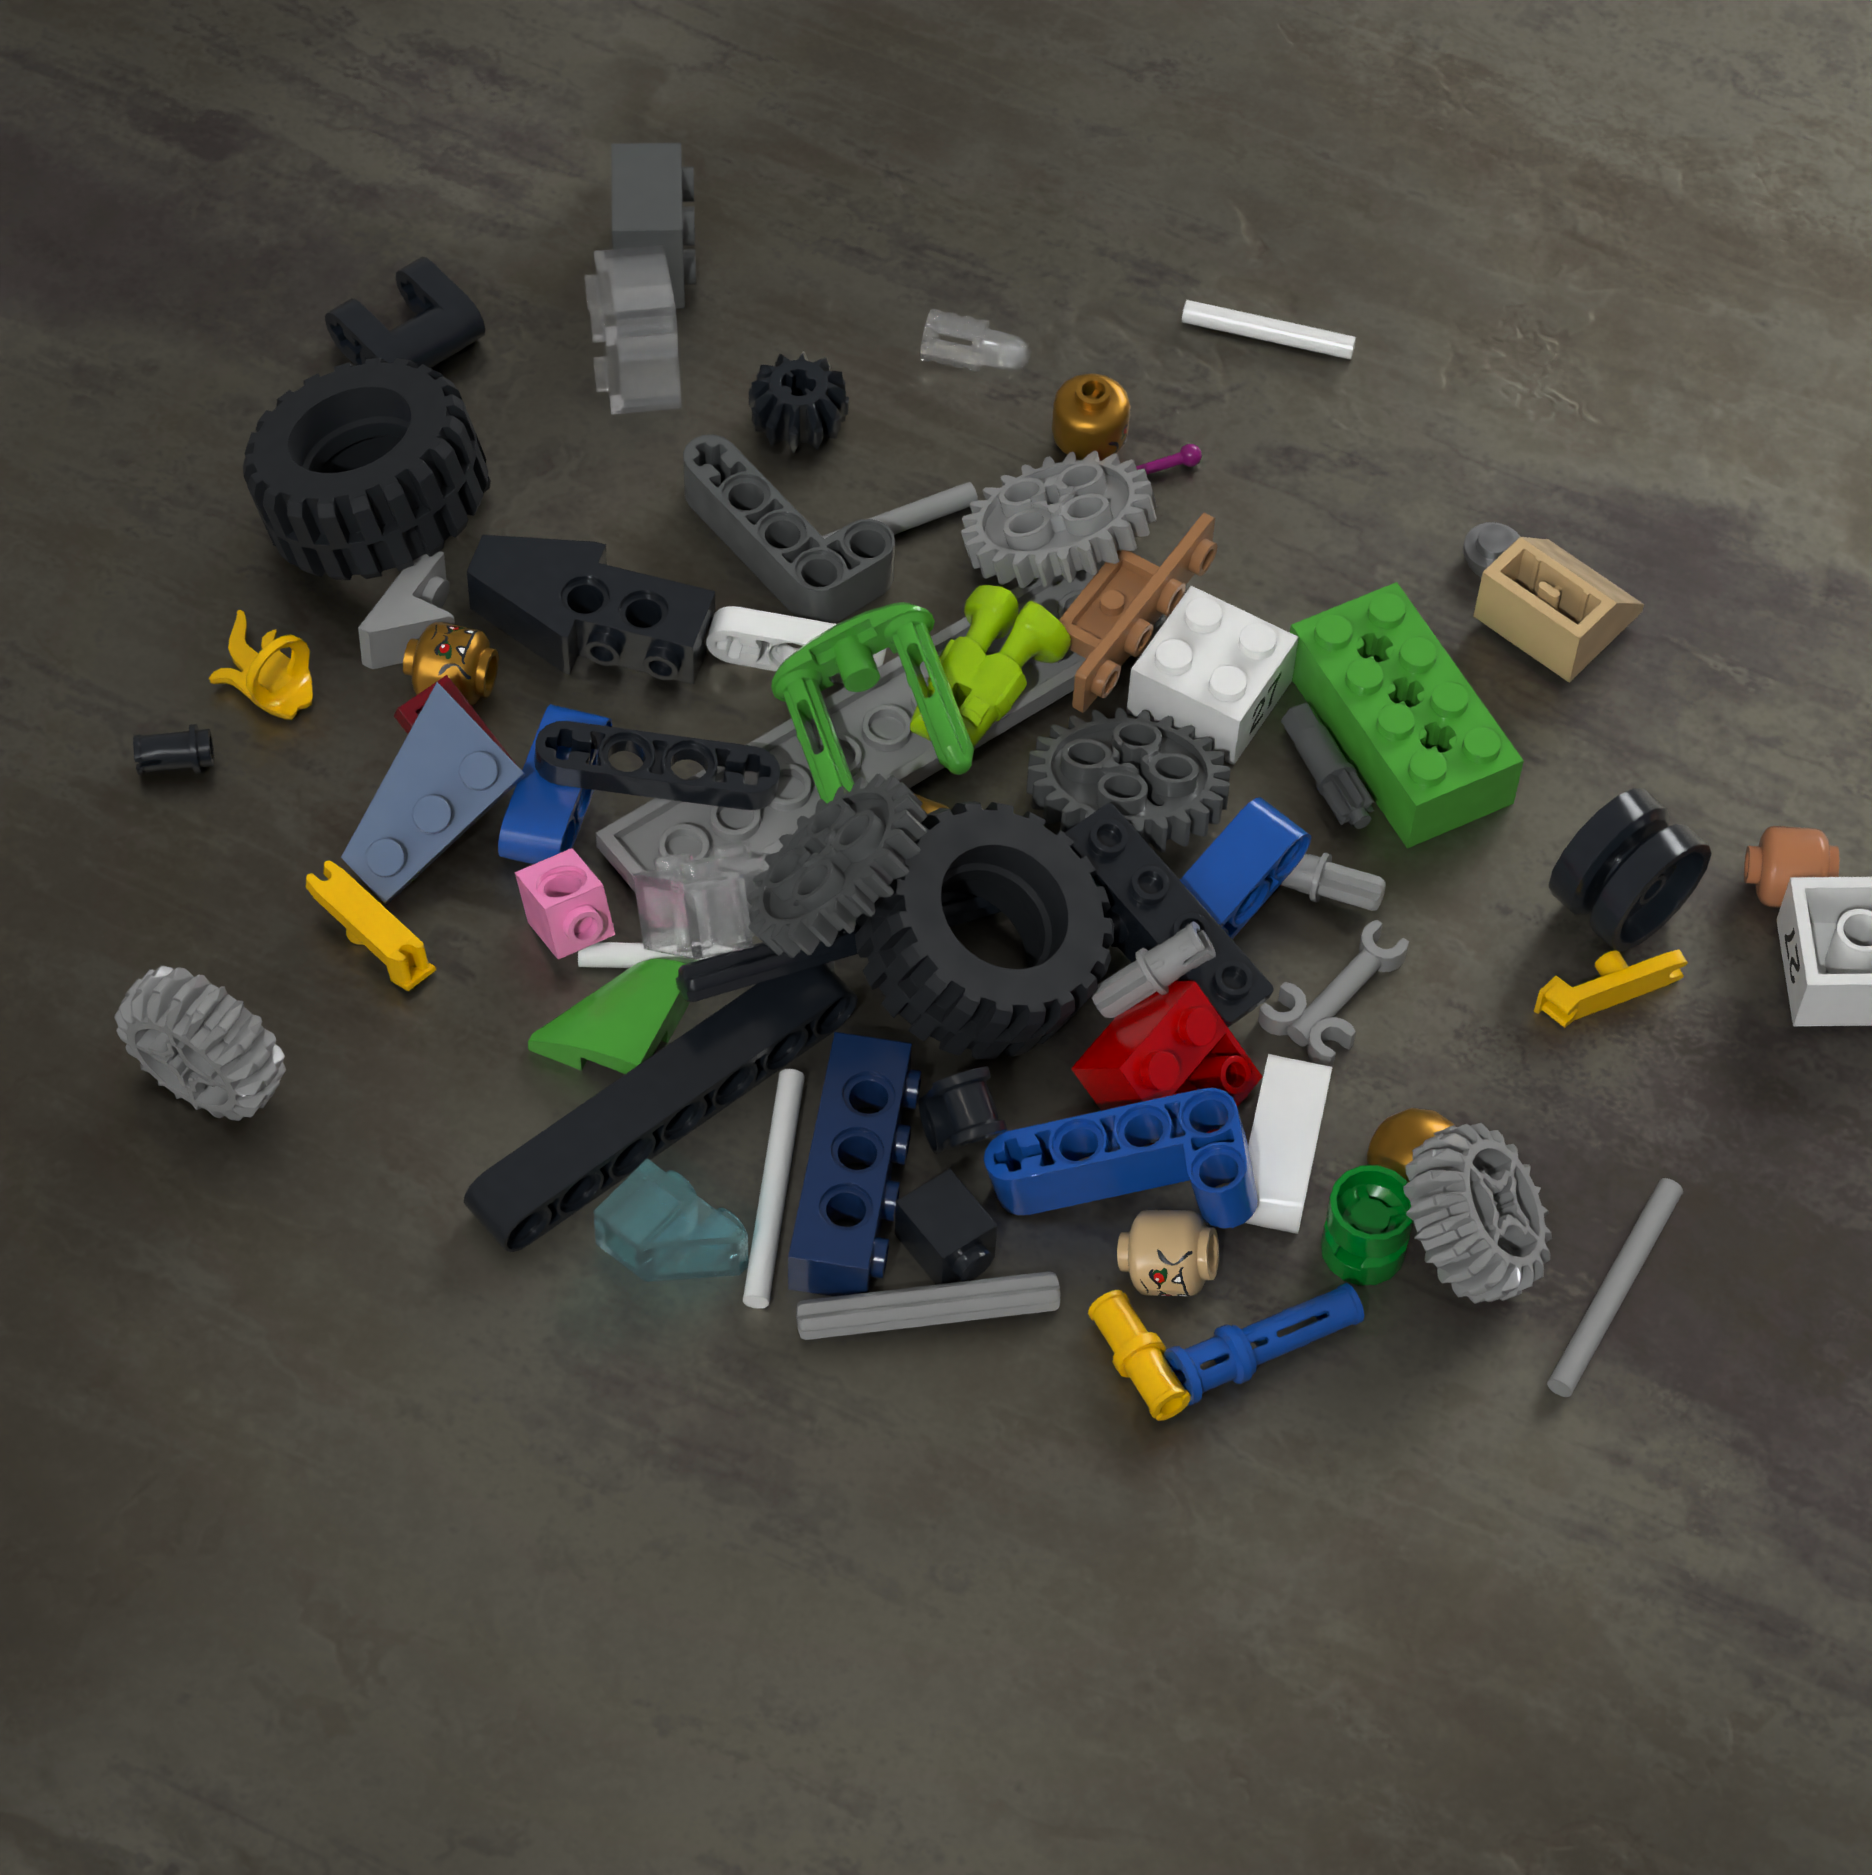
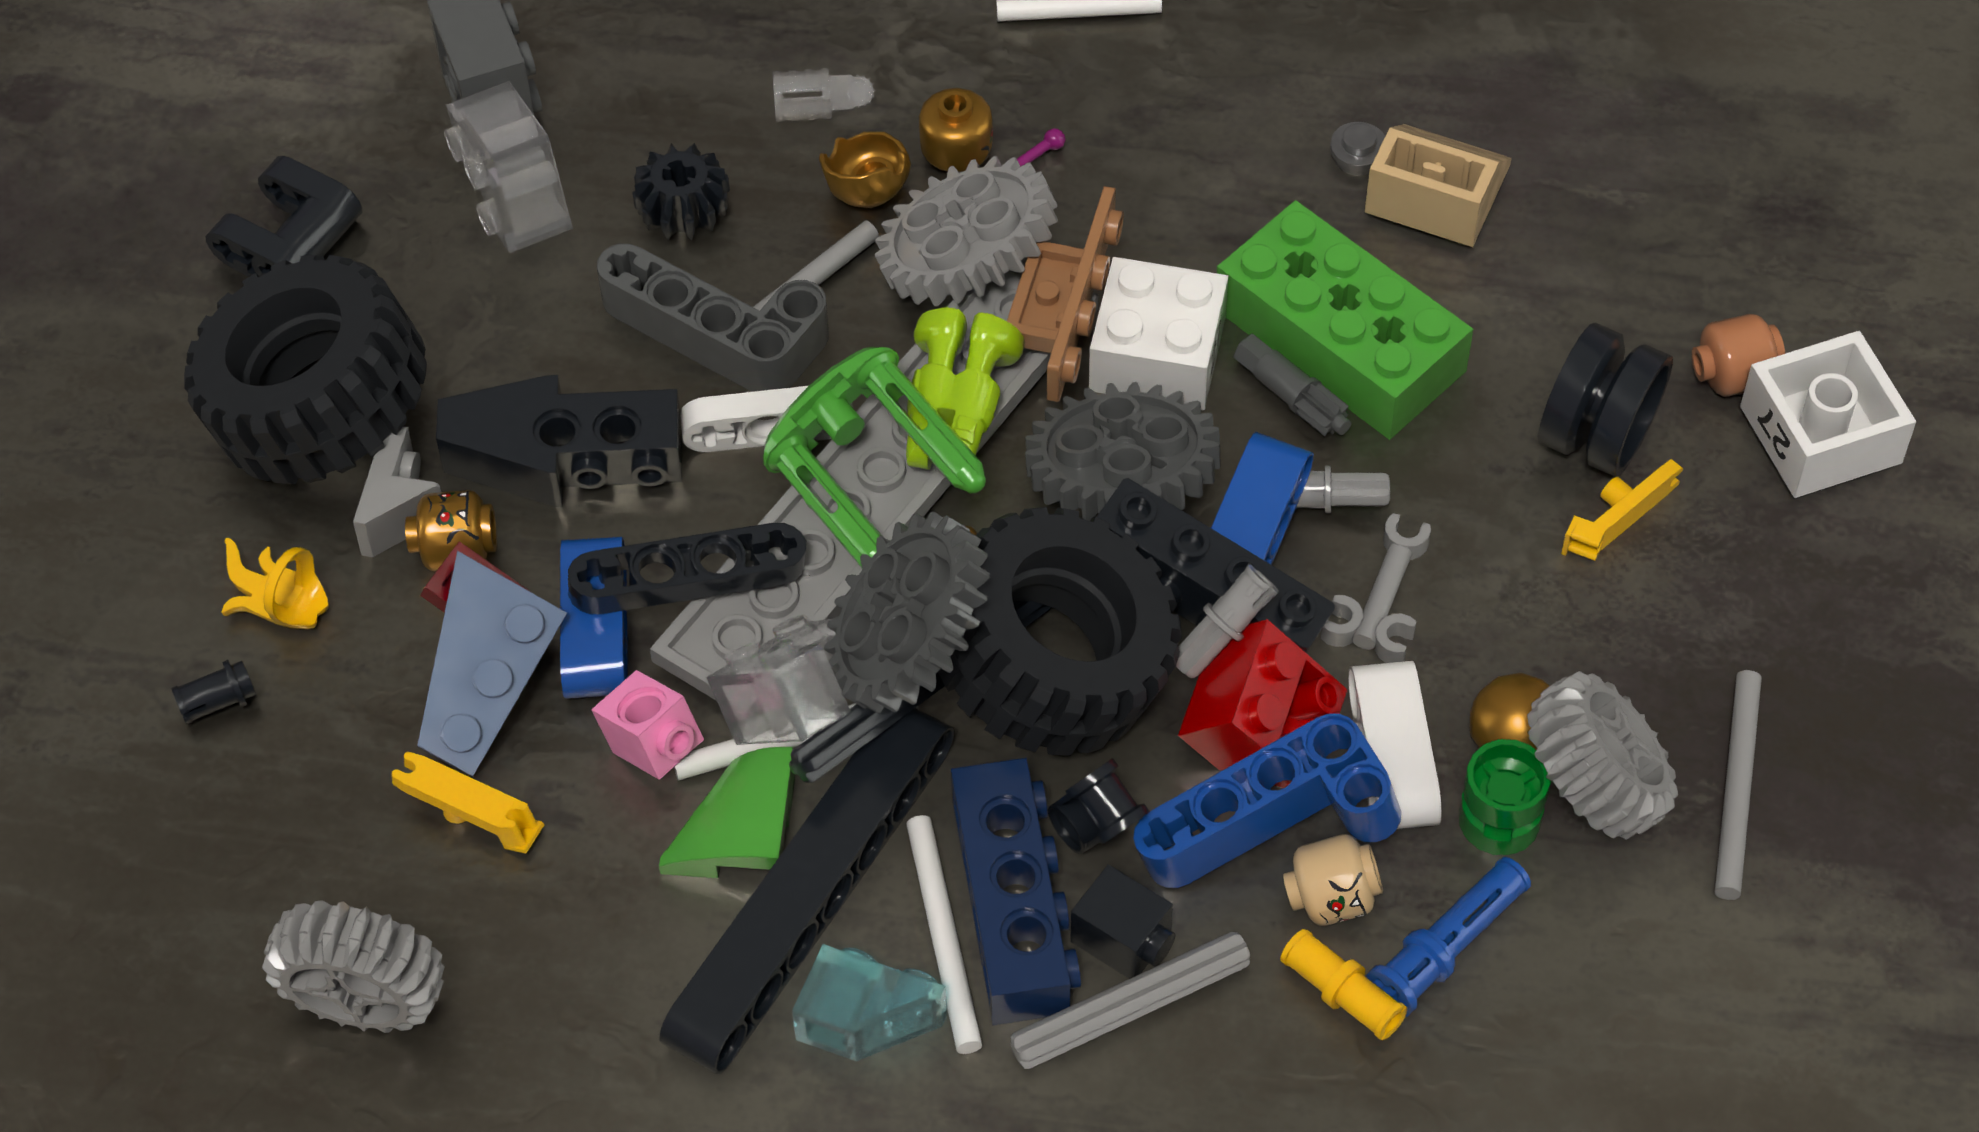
camera: 15 degrees left, 0 degrees up
(988, 430) = (866, 168): none -> pearl gold hair

